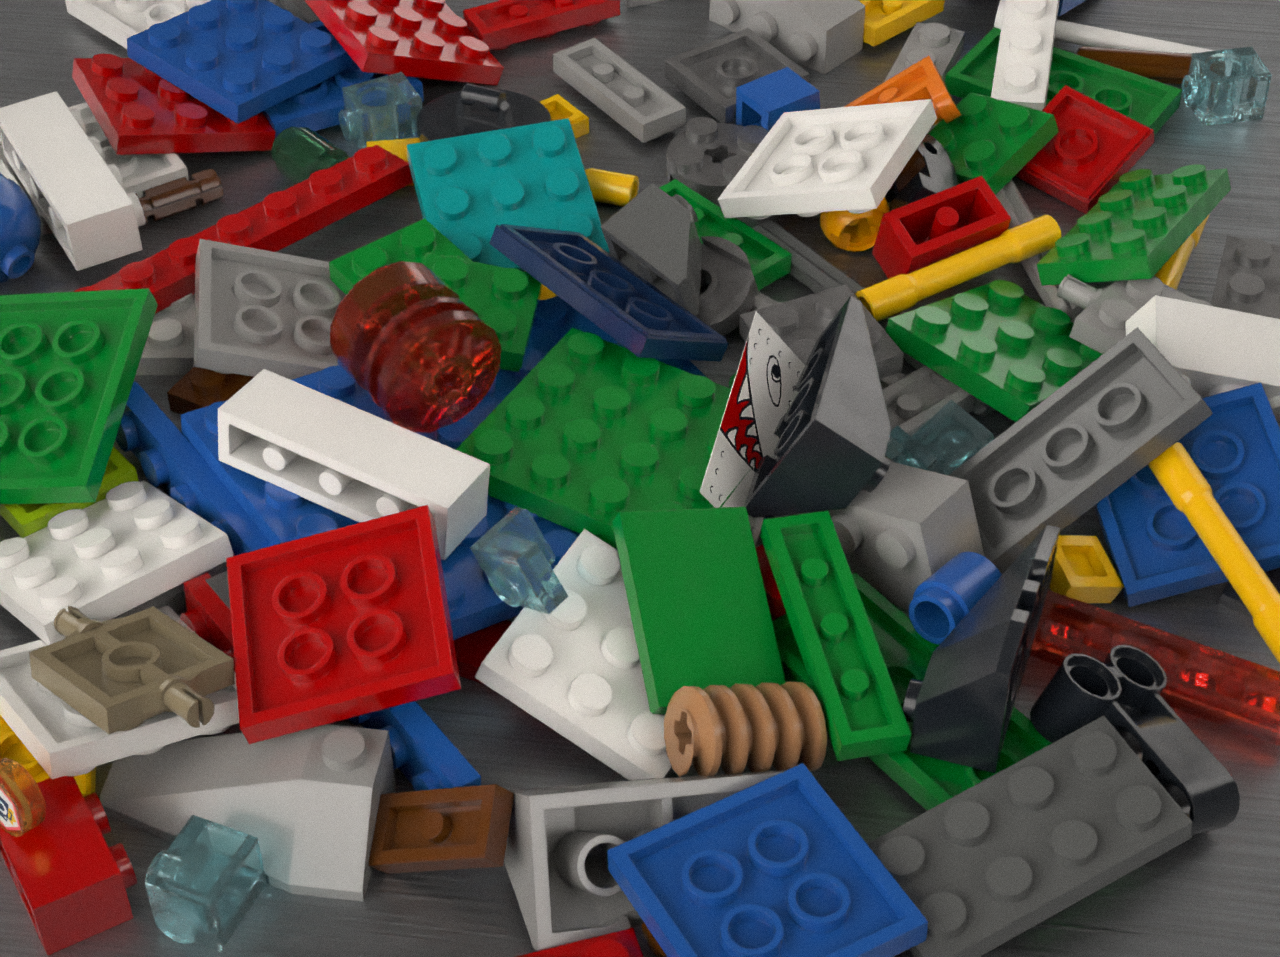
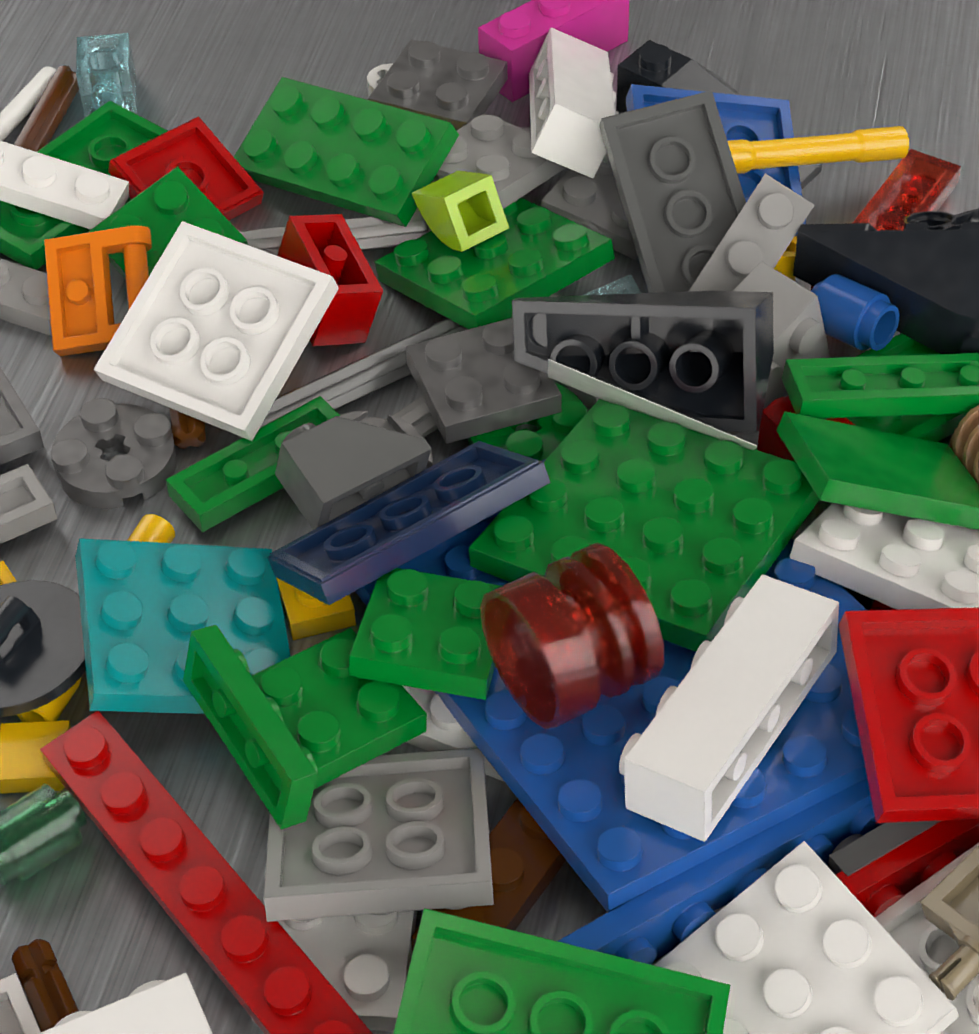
camera: 85 degrees left, 5 degrees up
(361, 213) = (250, 726): none -> green plate
(519, 563) = (893, 571): clear light blue bracket -> none
(770, 96) = (49, 386): blue brick -> none
(1010, 247) = (411, 311): yellow piece -> none
(1022, 502) = (757, 235): none -> light grey plate
(1041, 294) = (462, 209): none -> lime brick

